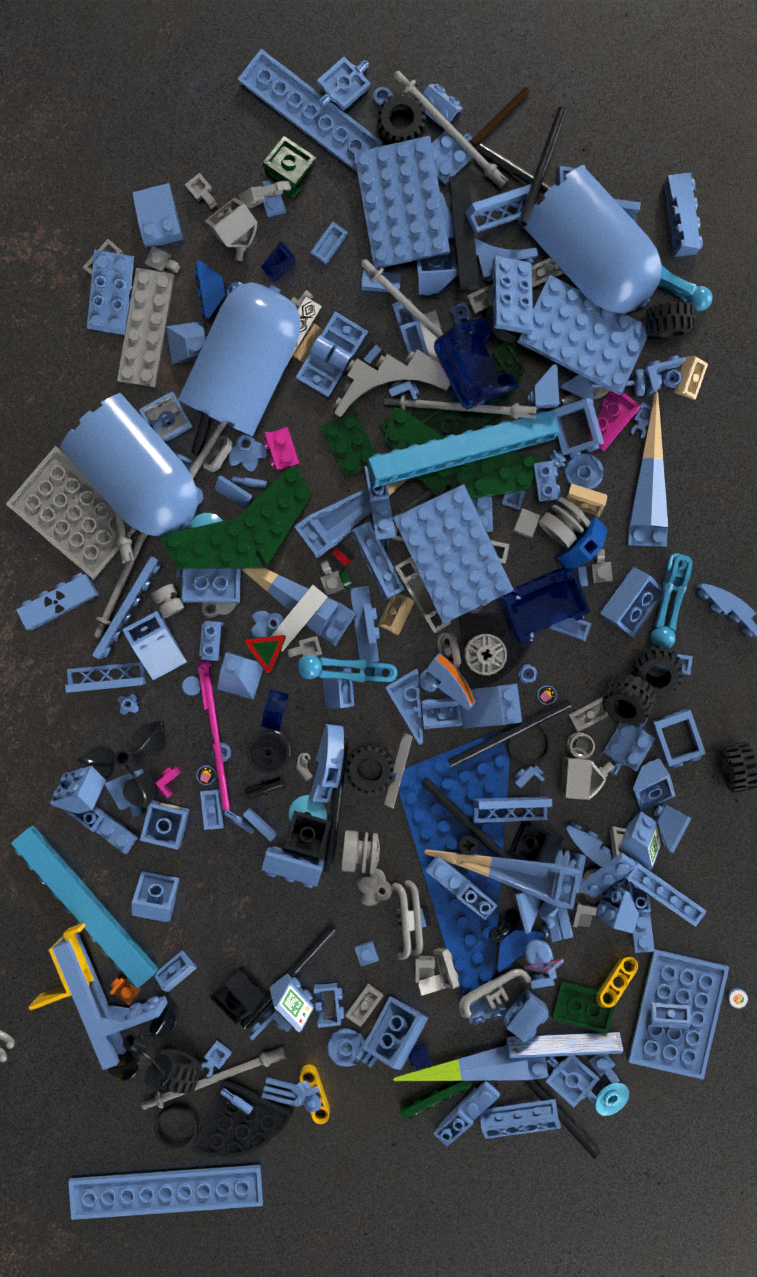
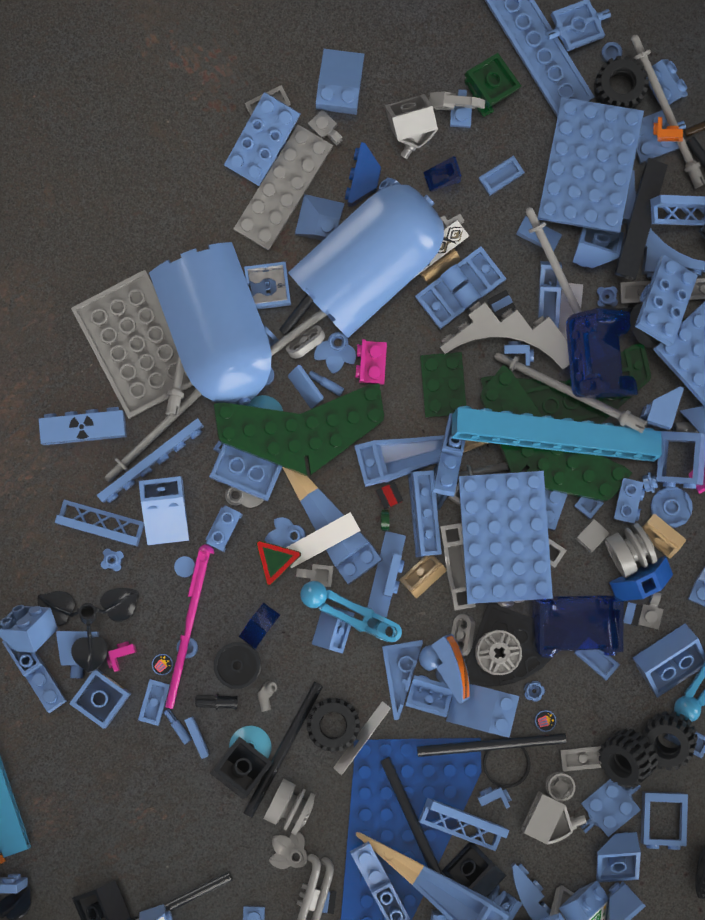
camera: 15 degrees right, 5 degrees down
(155, 896) = (59, 769): medium blue slope -> none
(167, 600) = (195, 470): light grey wheel -> none
(174, 971) = (47, 856): medium blue slope -> none
(201, 189) = (393, 72): light grey plate -> none
(239, 676) = (237, 576): medium blue slope -> none
(292, 866) = (213, 795): medium blue slope -> none
(330, 763) = (296, 700): medium blue slope -> none
(331, 581) = (370, 517): light grey plate -> none
(461, 147) = (671, 133): none -> orange bracket
(466, 841) = (402, 840): black wheel -> none

